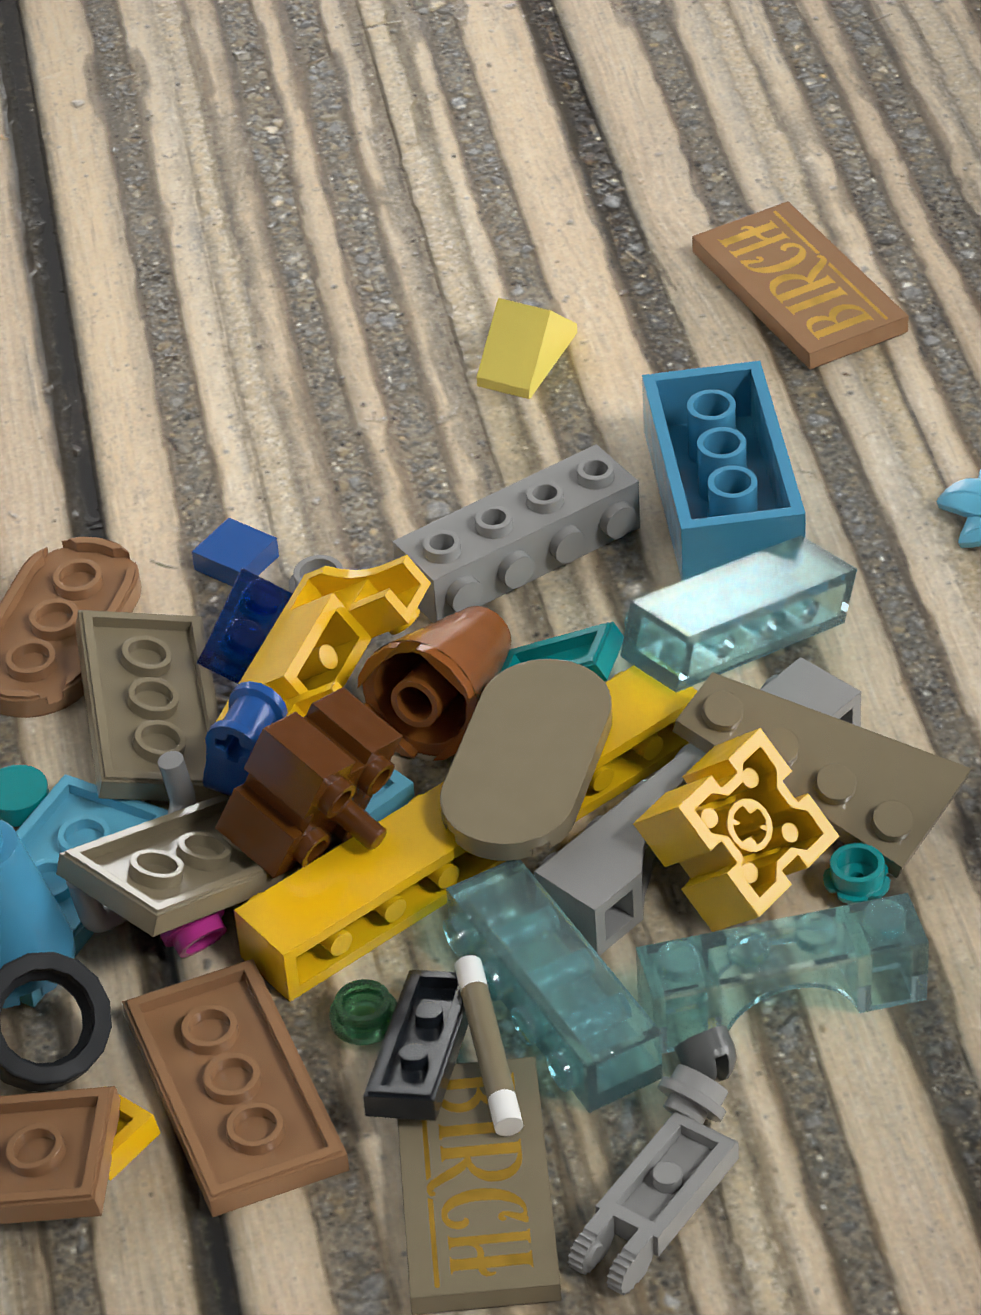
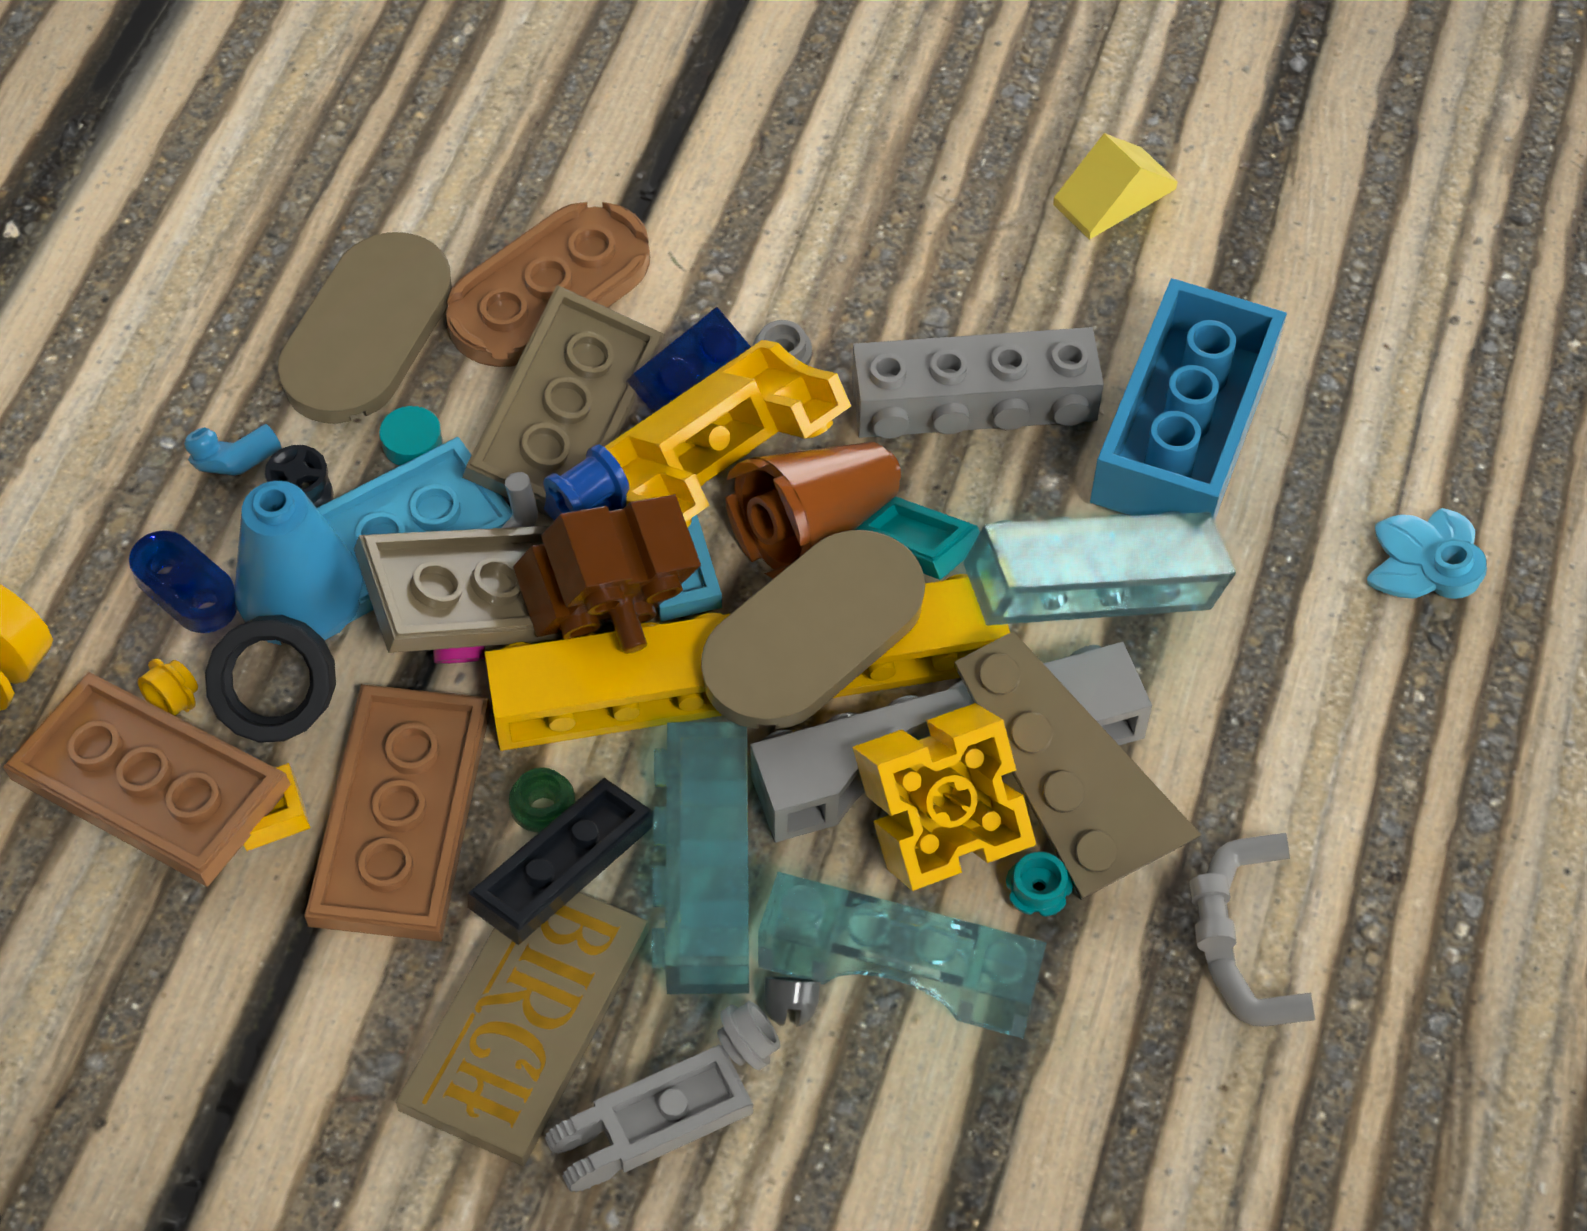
camera: 25 degrees right, 15 degrees up
(233, 548) = (736, 281): blue tile -> none
(488, 1046) = (608, 894): dark tan bar -> none
(800, 285) = (1404, 233): medium nougat tile -> none

